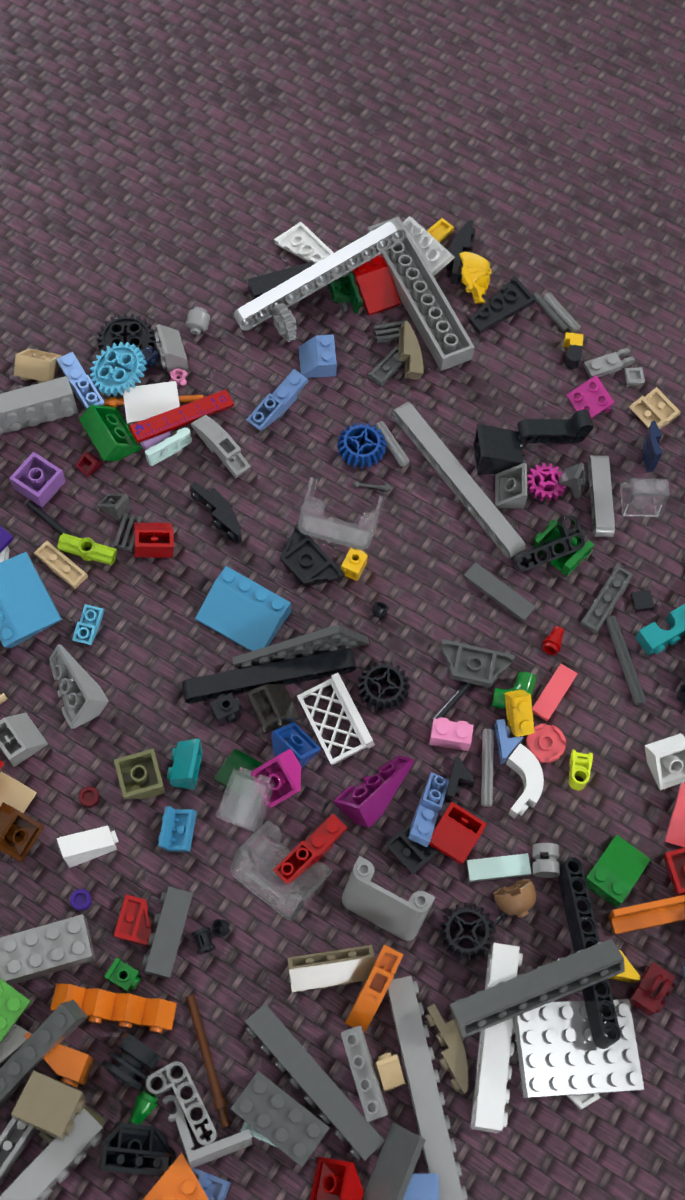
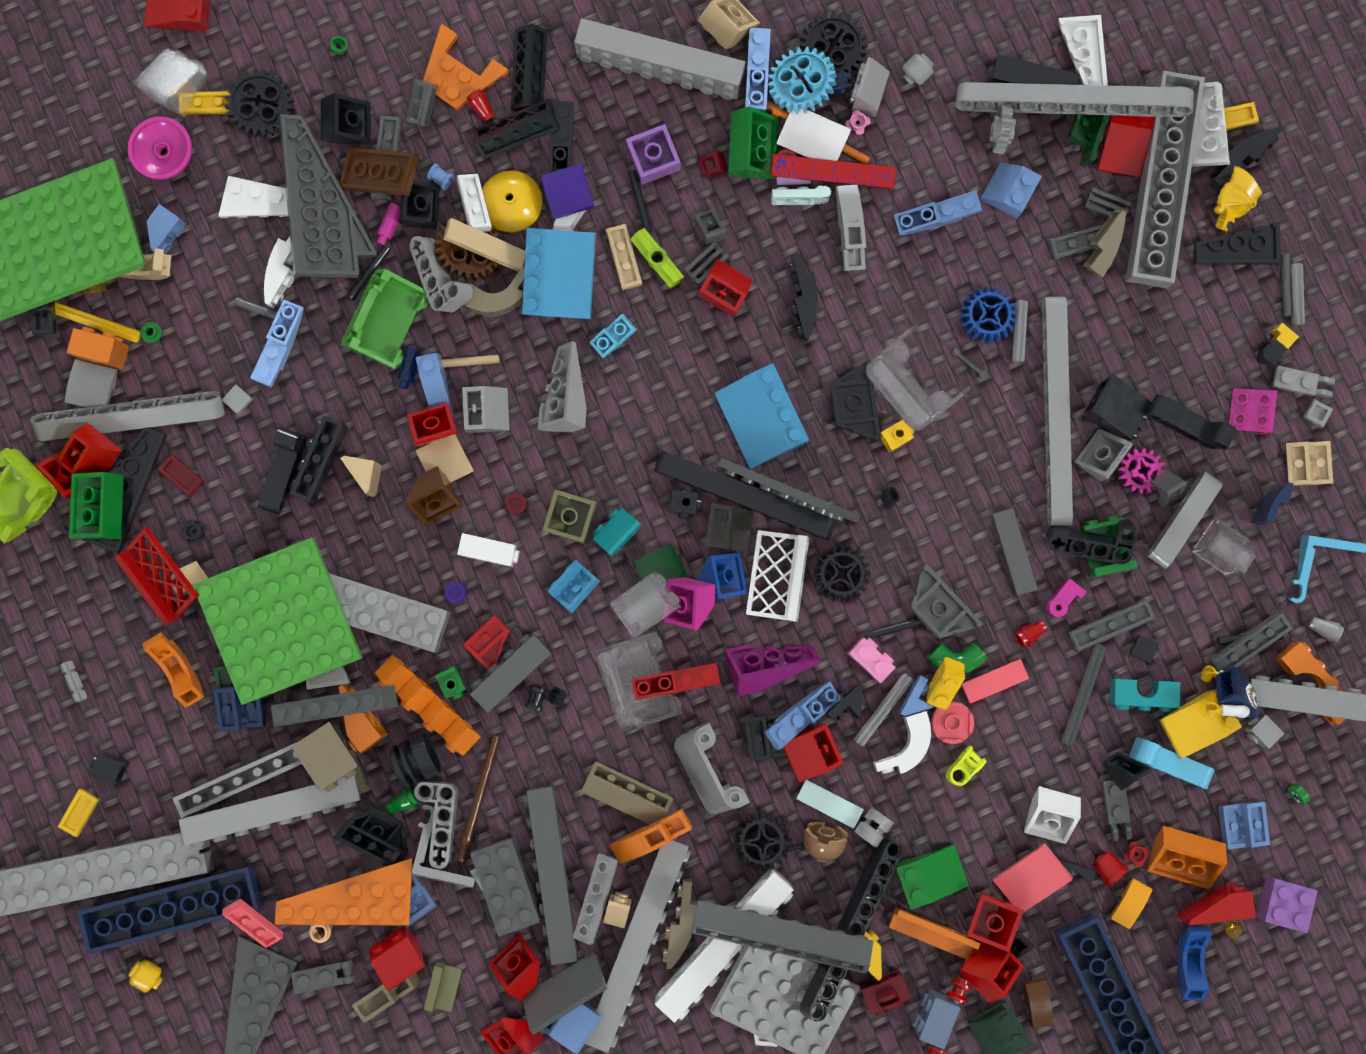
camera: 35 degrees right, 20 degrees up
(558, 607) = (1059, 602): none -> dark pink leg

